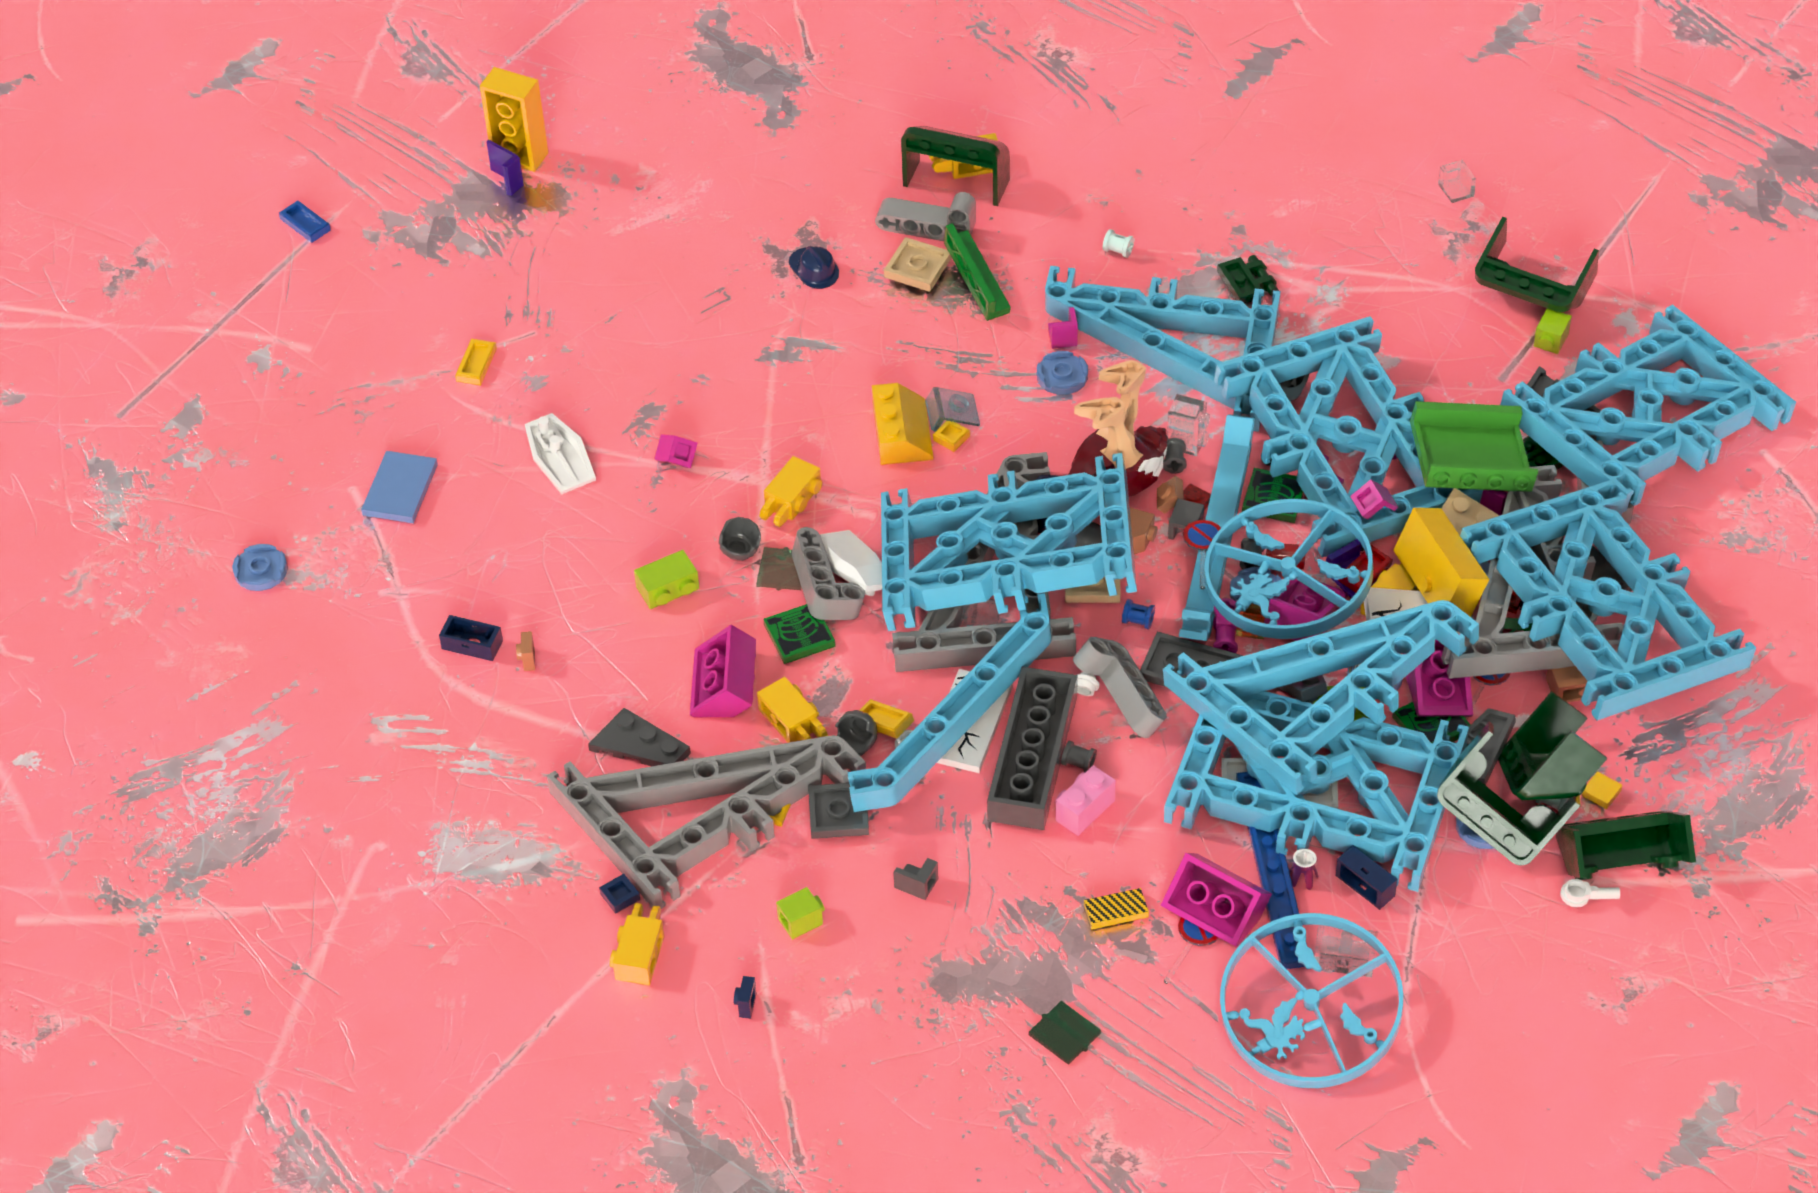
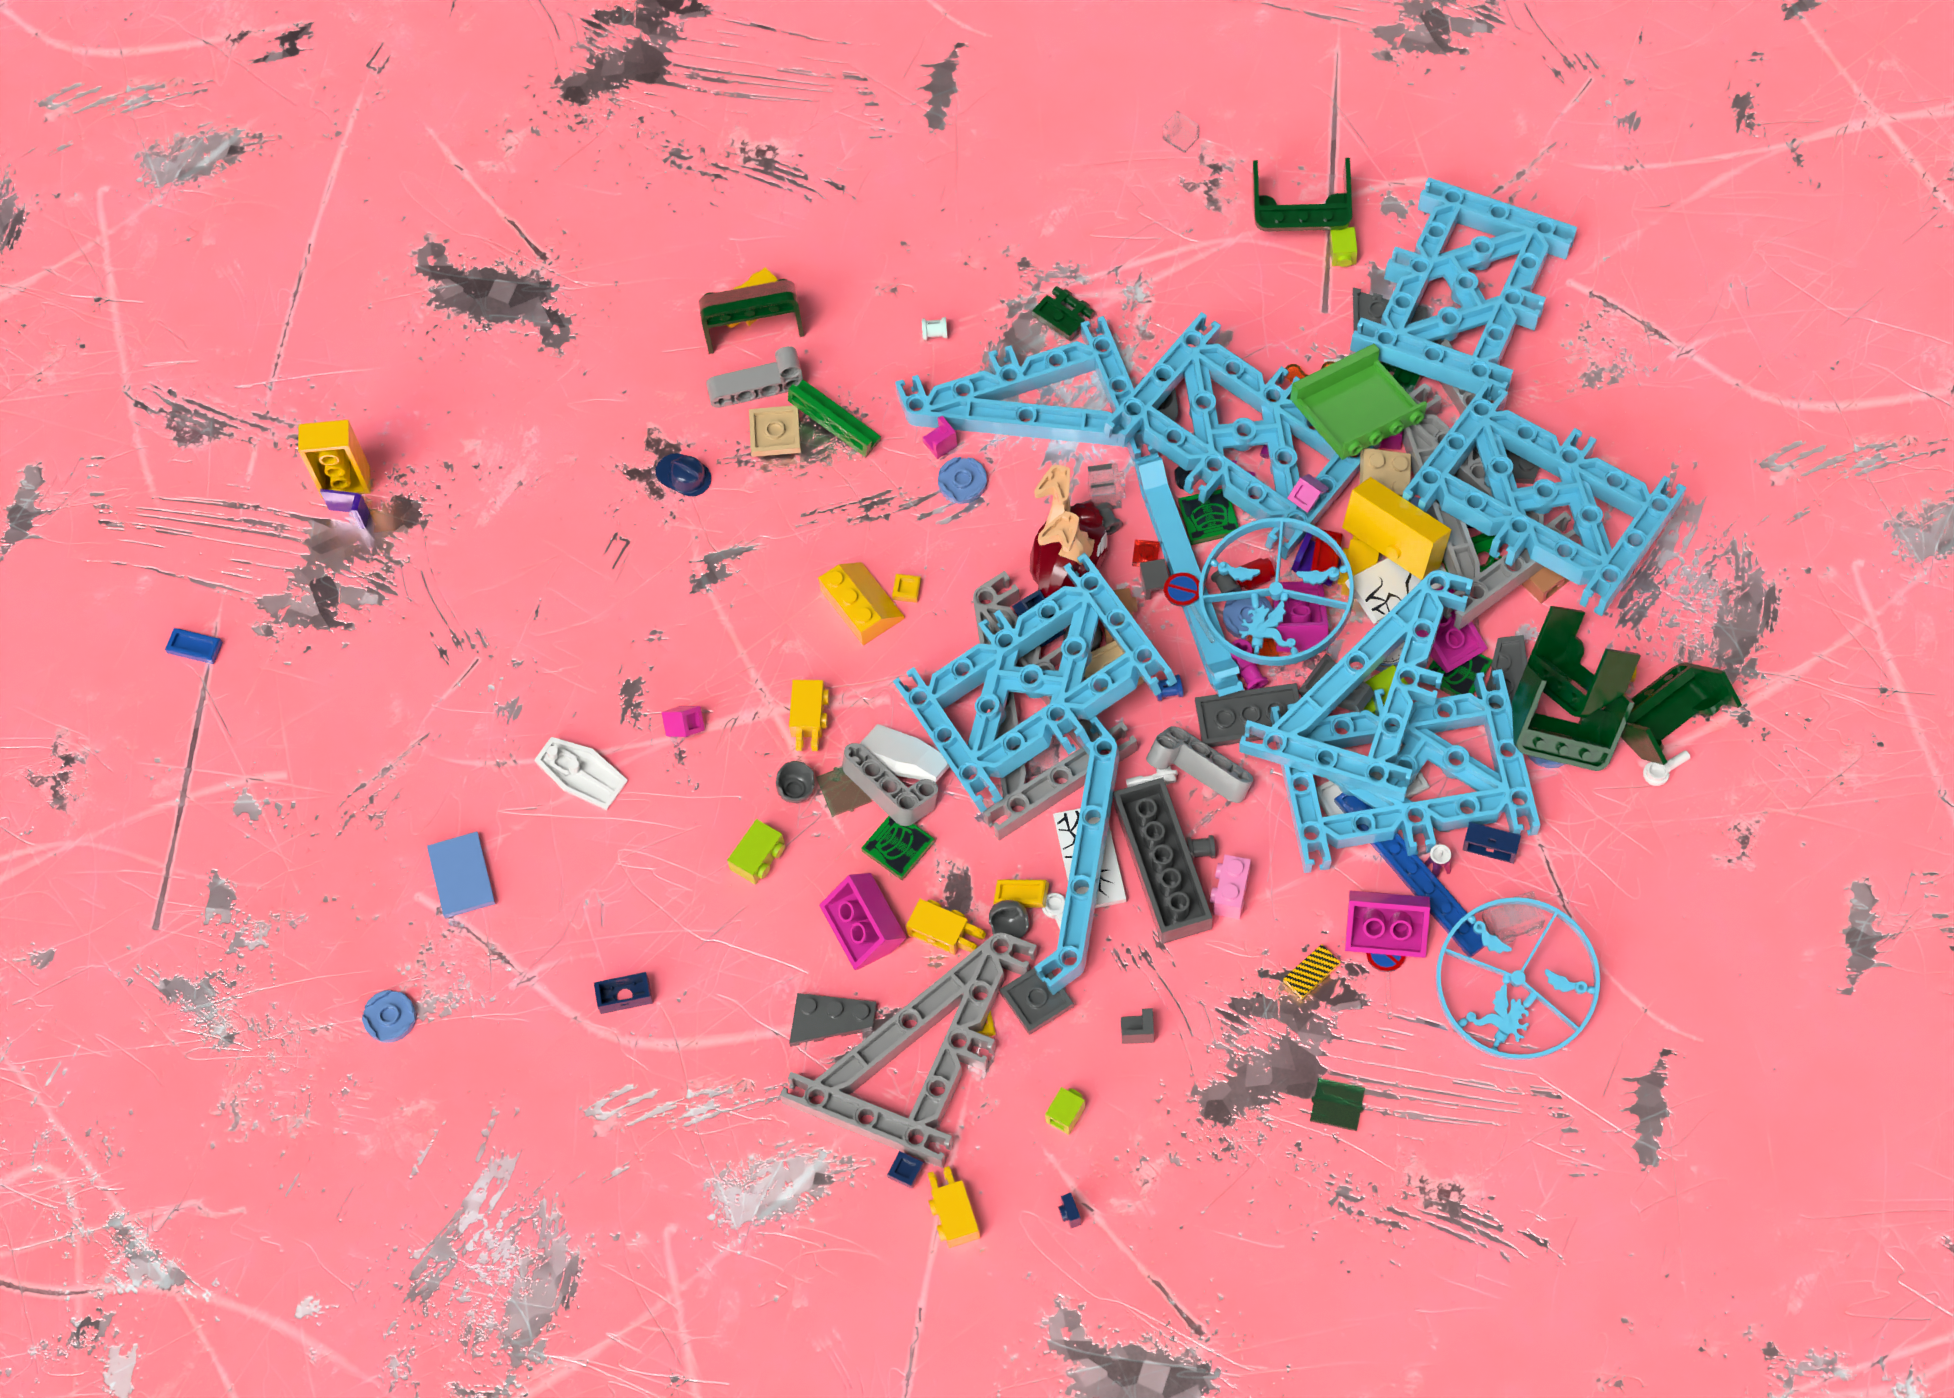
camera: 25 degrees left, 15 degrees up
(476, 362) = (446, 715): yellow tile -> none
(526, 651) = (680, 982): nougat plate -> none
(951, 406) = (890, 562): clear light blue piece -> none
(1169, 493) = (1126, 559): nougat plate -> none

